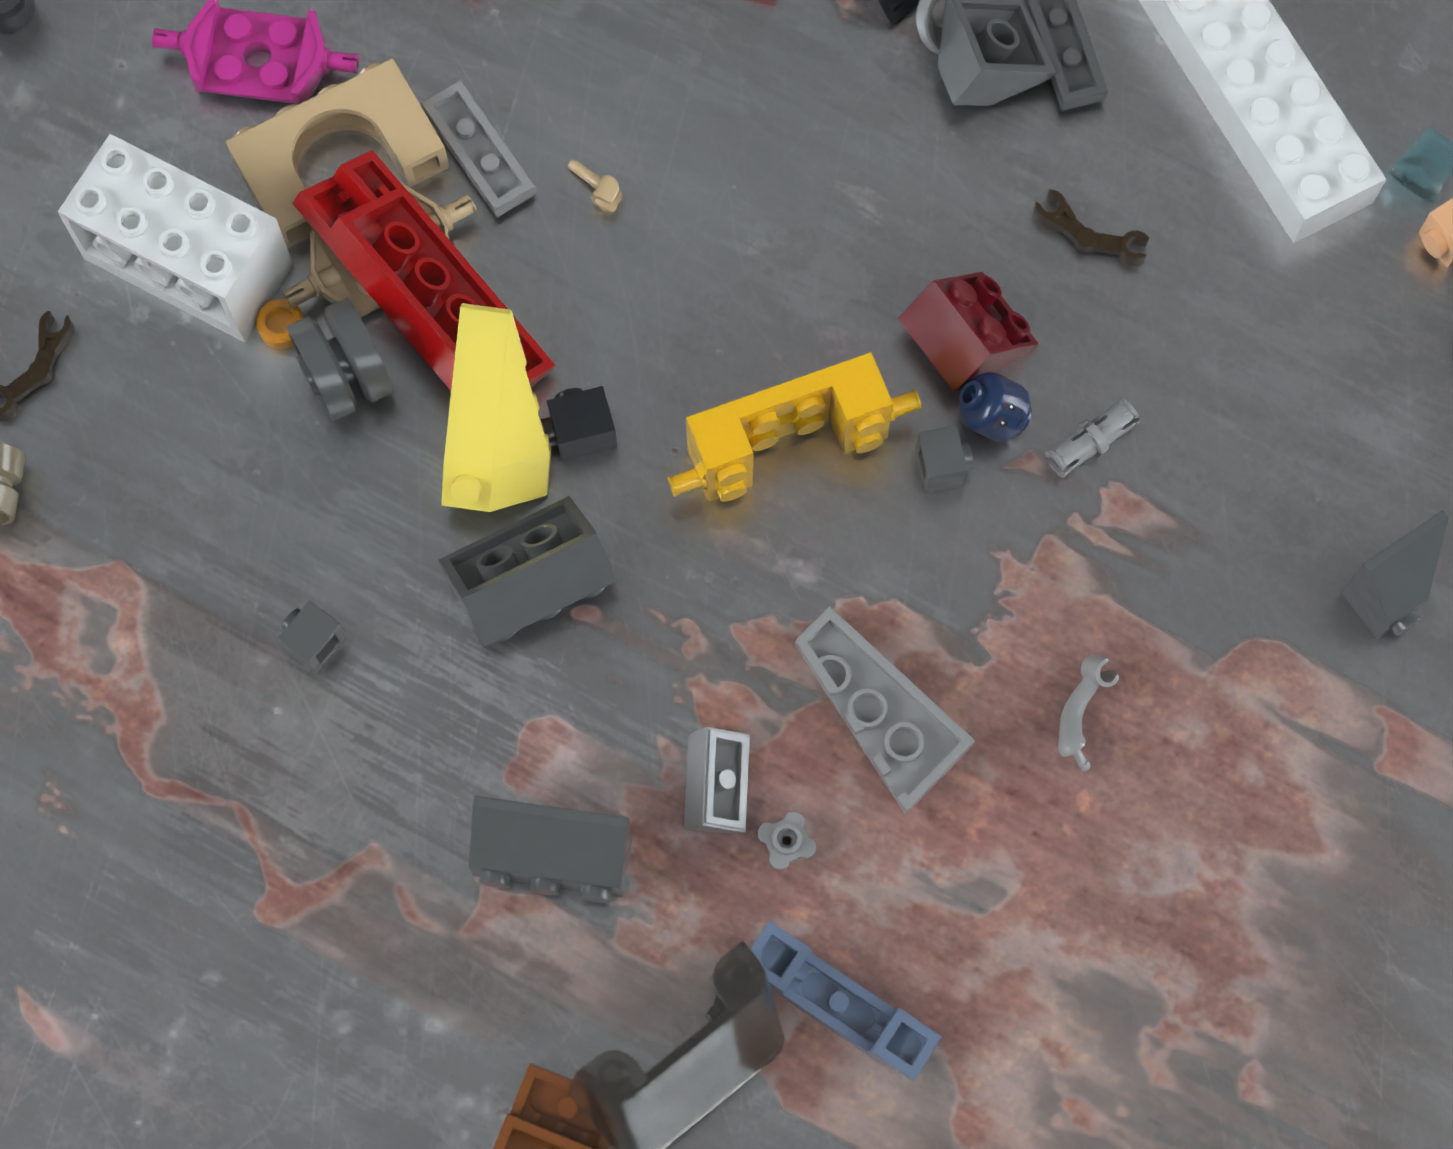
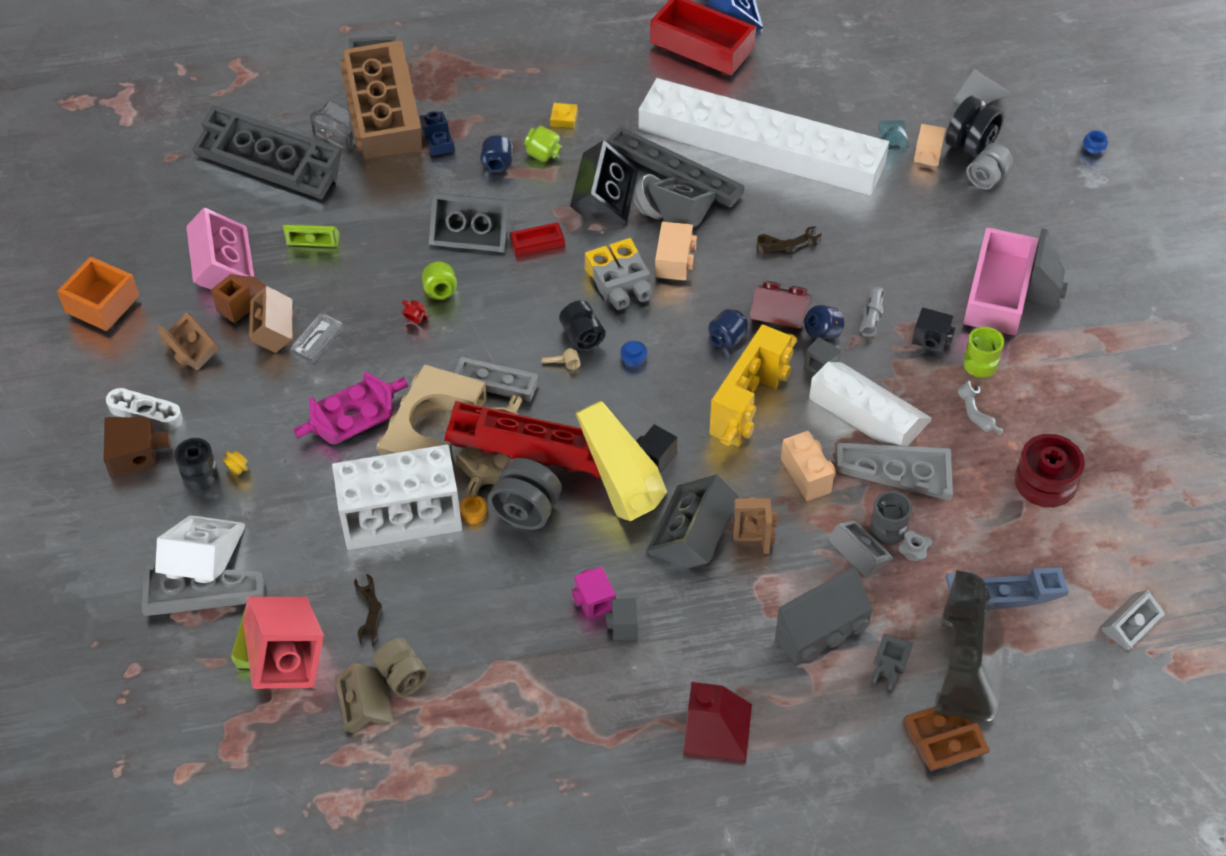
camera: 40 degrees left, 20 degrees down
(49, 24) = (235, 462): none -> yellow plate
(291, 876) = (717, 723): none -> dark red slope
(309, 567) = (593, 592): none -> dark pink brick
(589, 628) = (754, 521): none -> medium nougat bracket
(596, 970) = (891, 658): none -> dark grey plate
(661, 151) = (582, 325): none -> black wheel
(699, 247) = (633, 353): none -> blue plate
(753, 608) = (807, 465): none -> light nougat brick
(785, 775) = (890, 517): none -> dark grey wheel
(789, 122) = (619, 275): none -> light grey hips
(858, 310) = (728, 328): none -> dark blue head
(899, 127) = (674, 250): none -> light nougat brick
(939, 580) = (866, 405): none -> white slope
(1079, 914) = (1049, 470): none -> dark red wheel
(1144, 538) = (933, 330): none -> black brick
(1175, 630) = (983, 352): none -> lime wheel
(1316, 537) = (1001, 281): none -> bright pink piece

